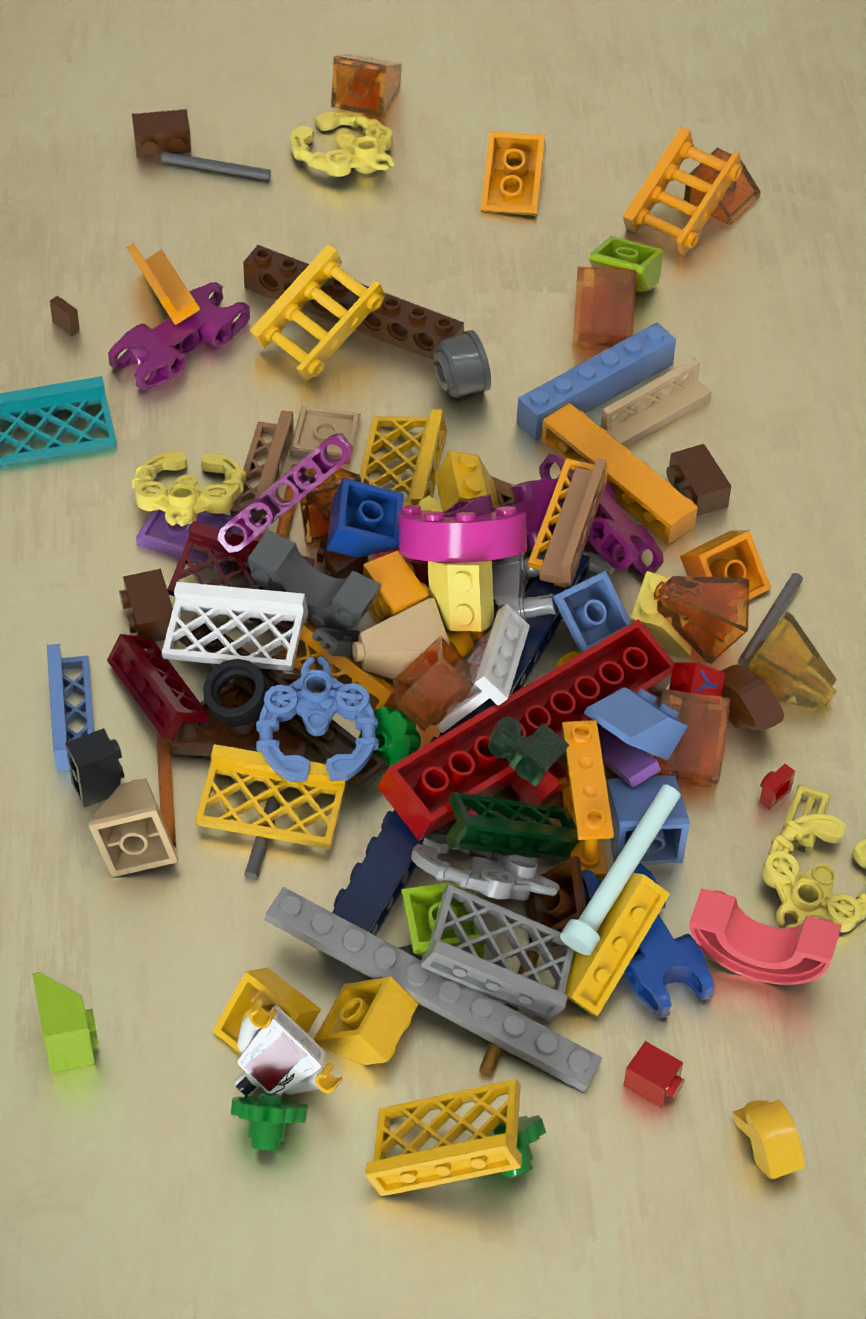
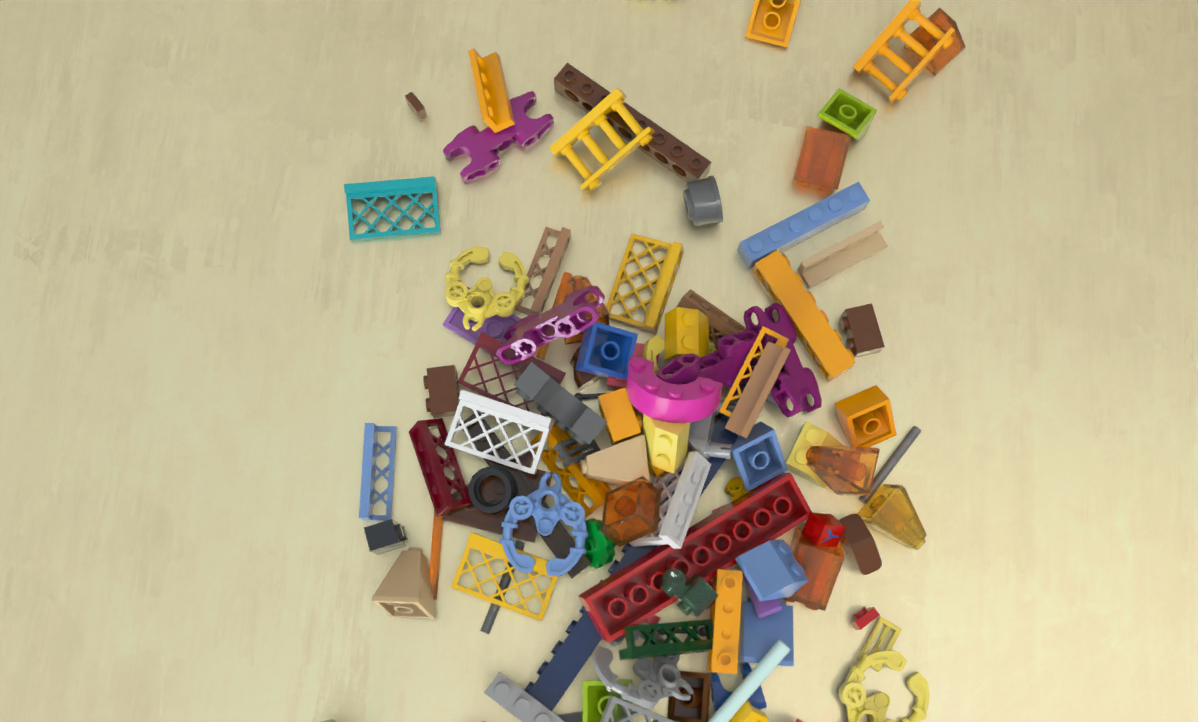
camera: 10 degrees right, 25 degrees up
(318, 424) = (593, 244): tan tile -> none

